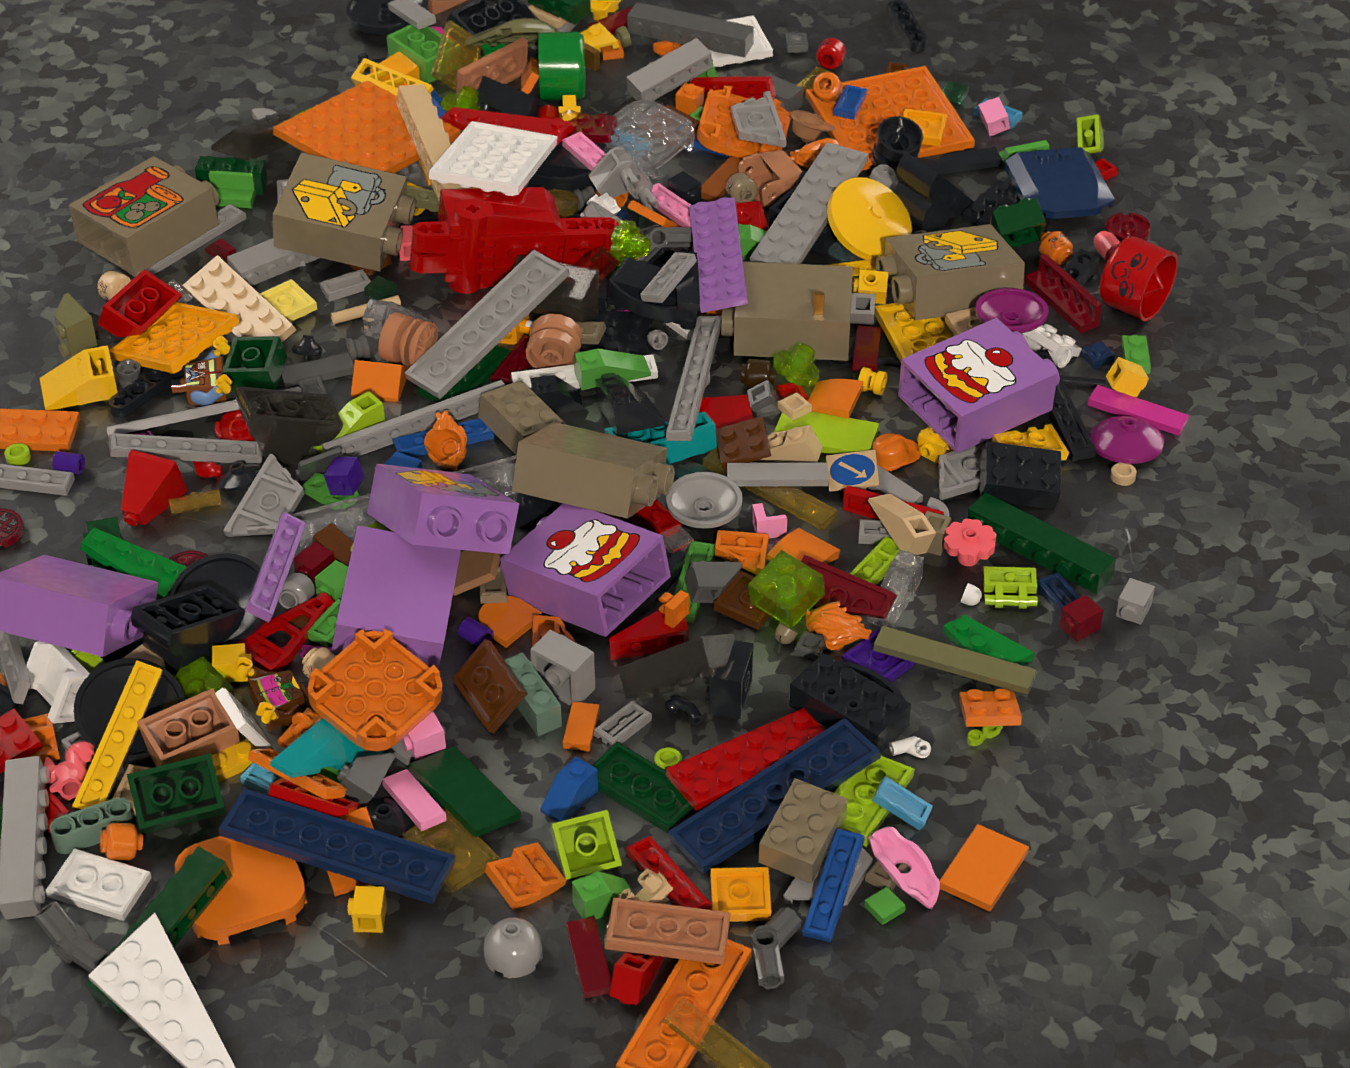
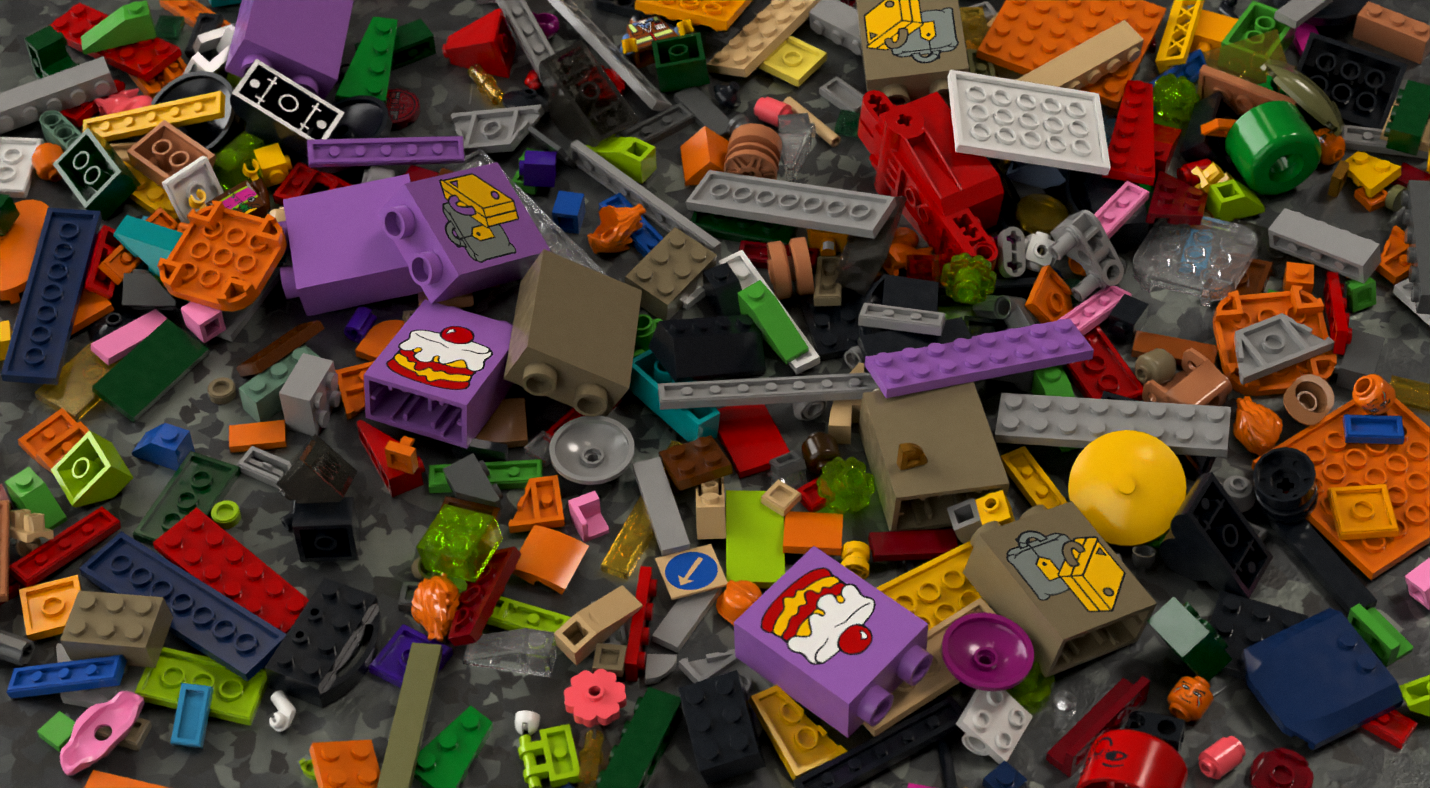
camera: 75 degrees right, 5 degrees up
(345, 326) = (768, 109): none -> coral brick
(510, 746) = (222, 390): none -> dark tan tile
(591, 104) = (1232, 200): none -> lime slope
(726, 358) = (844, 413): none -> tan slope
(1019, 559) = (591, 756): none -> clear yellow axle

